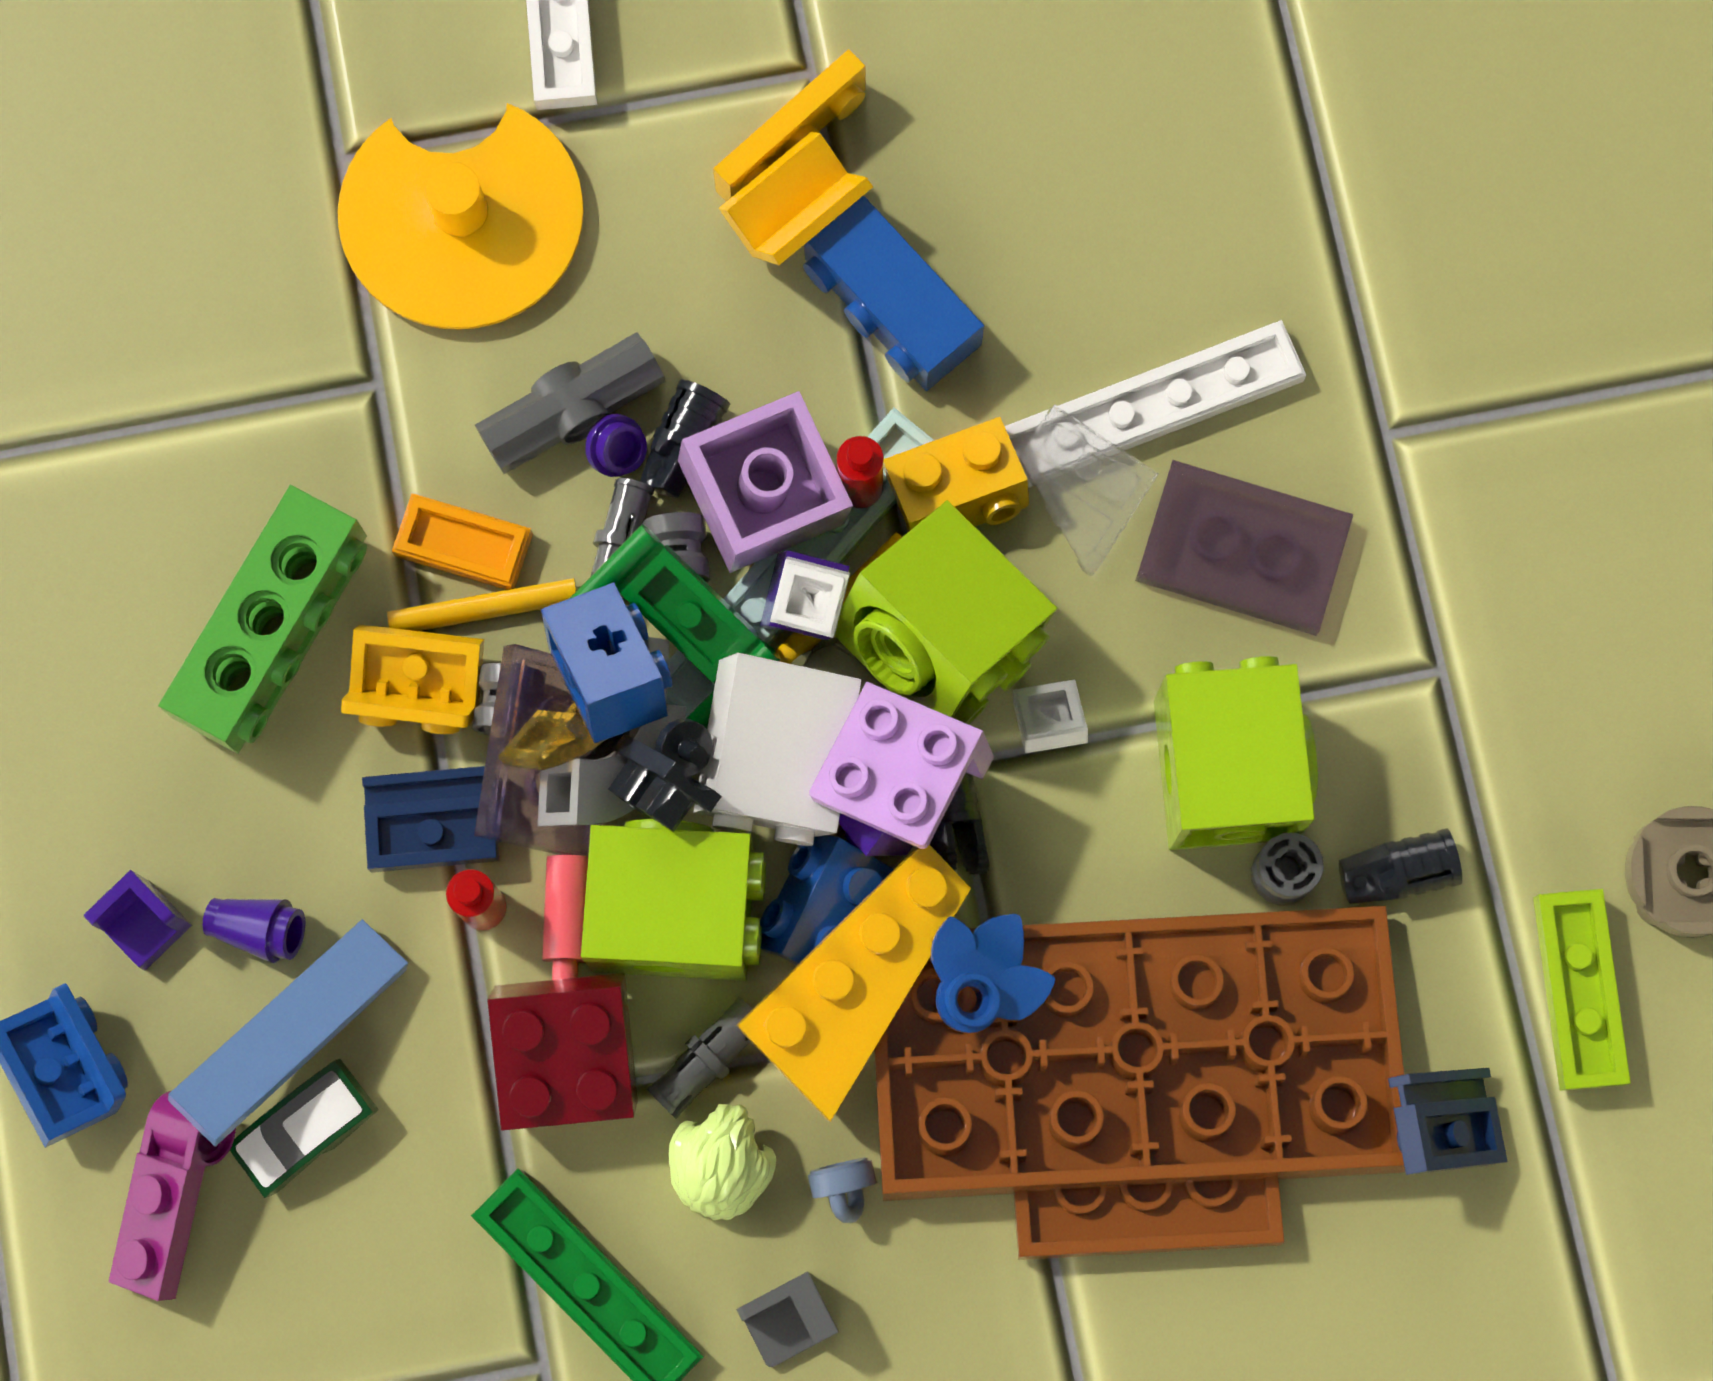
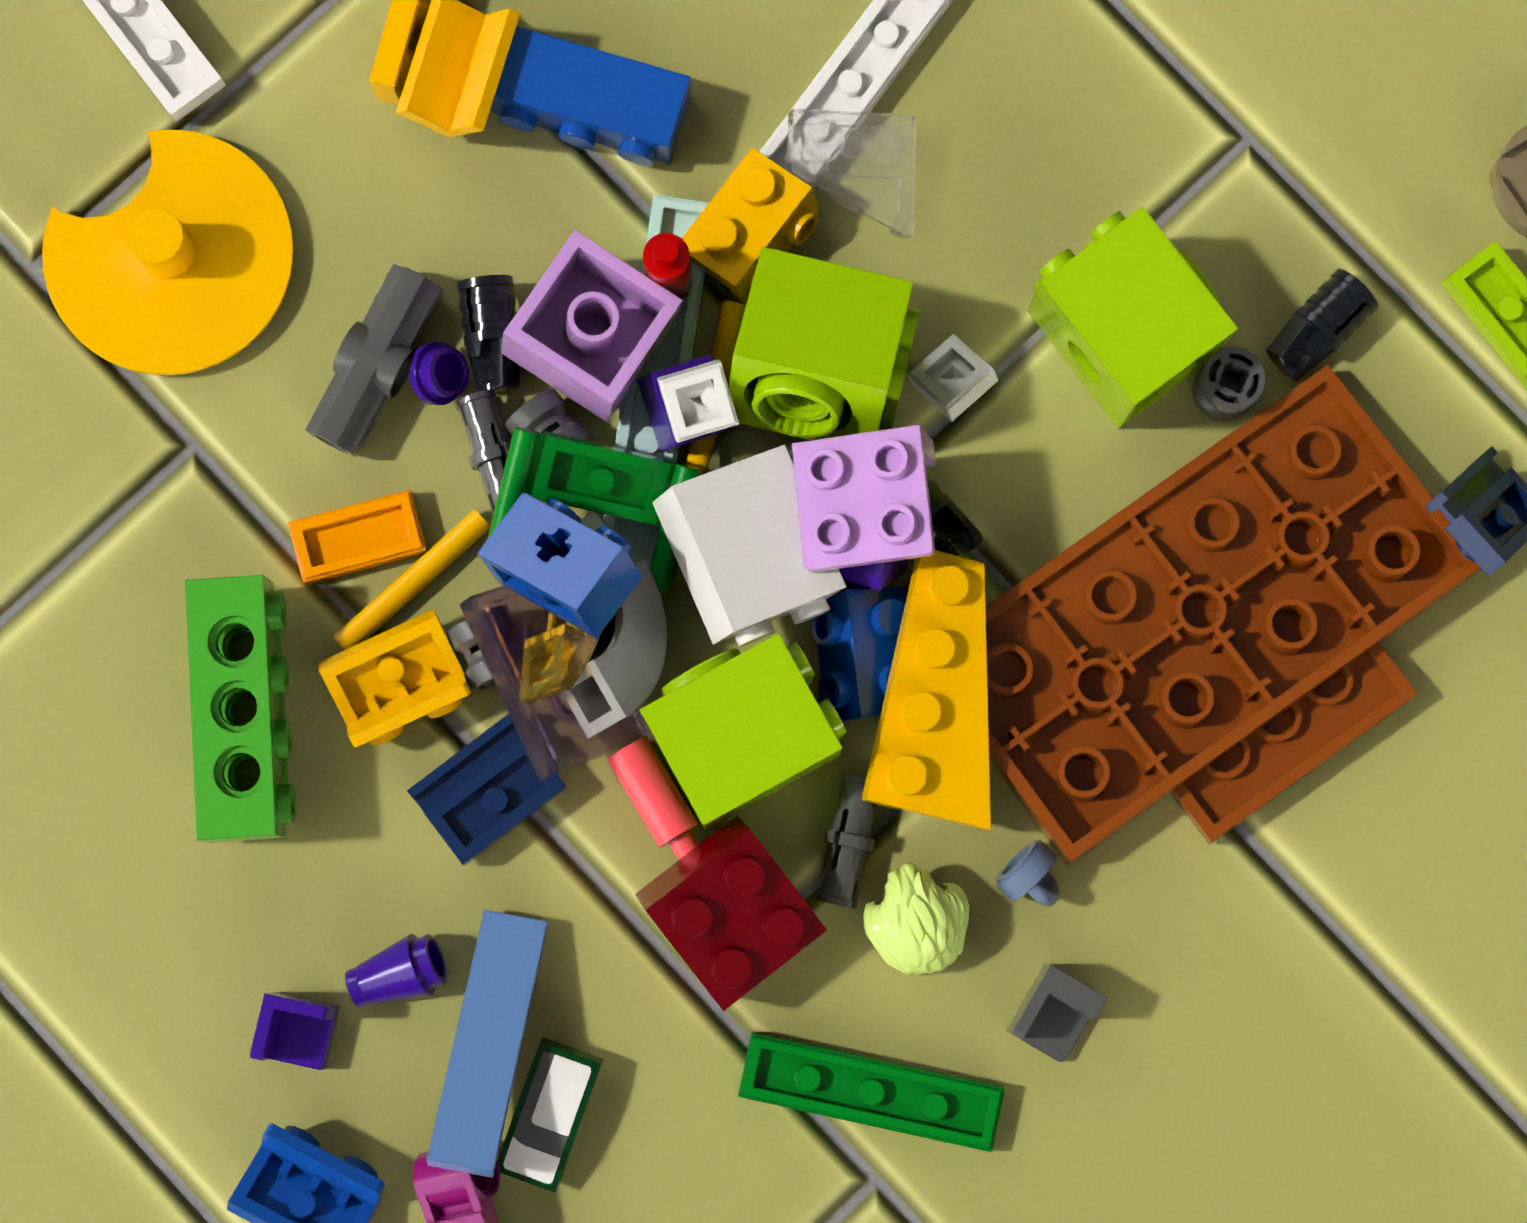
camera: 35 degrees left, 5 degrees up
(476, 899) = (573, 832): red cylinder -> none
(661, 779) = (674, 634): black hips -> none
(991, 967) = (1040, 619): blue plate -> none
(1244, 547) = (1022, 134): tile -> none

